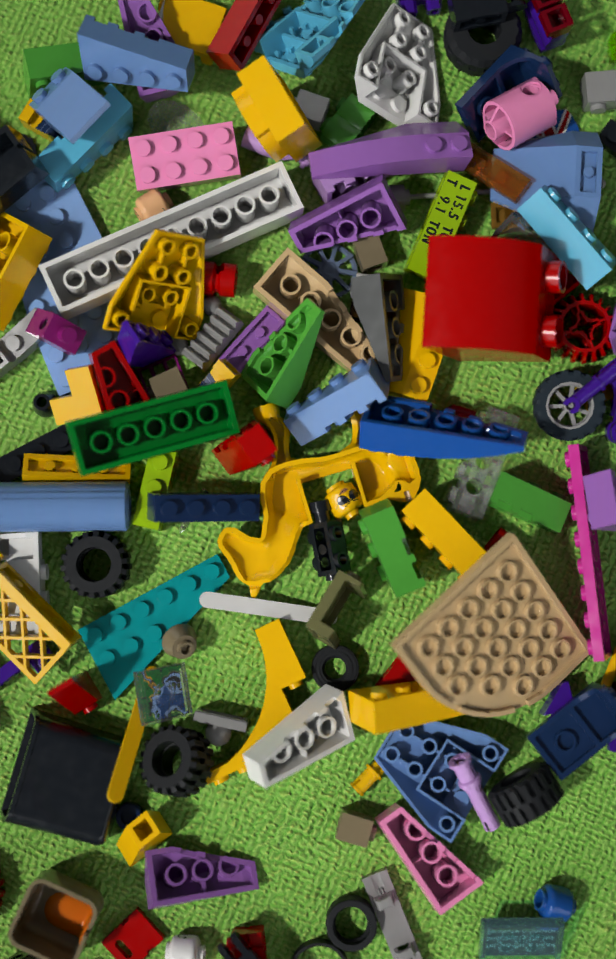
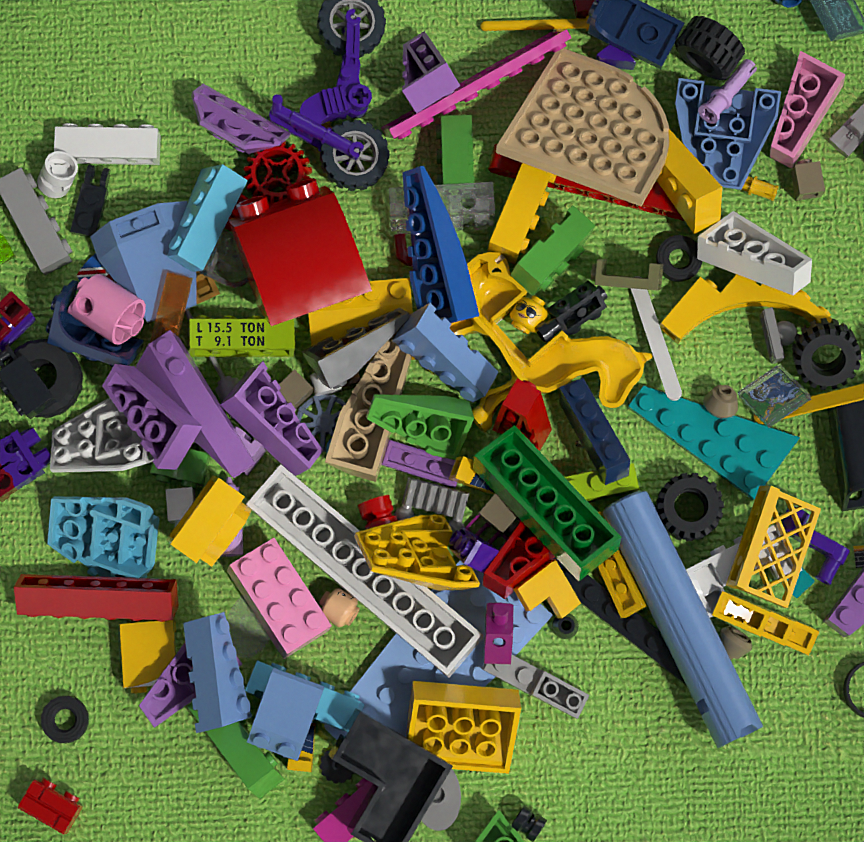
camera: 120 degrees left, 5 degrees down
(77, 693) = (809, 469): red slope -> none
(399, 104) = (157, 419): none -> medium lavender wedge

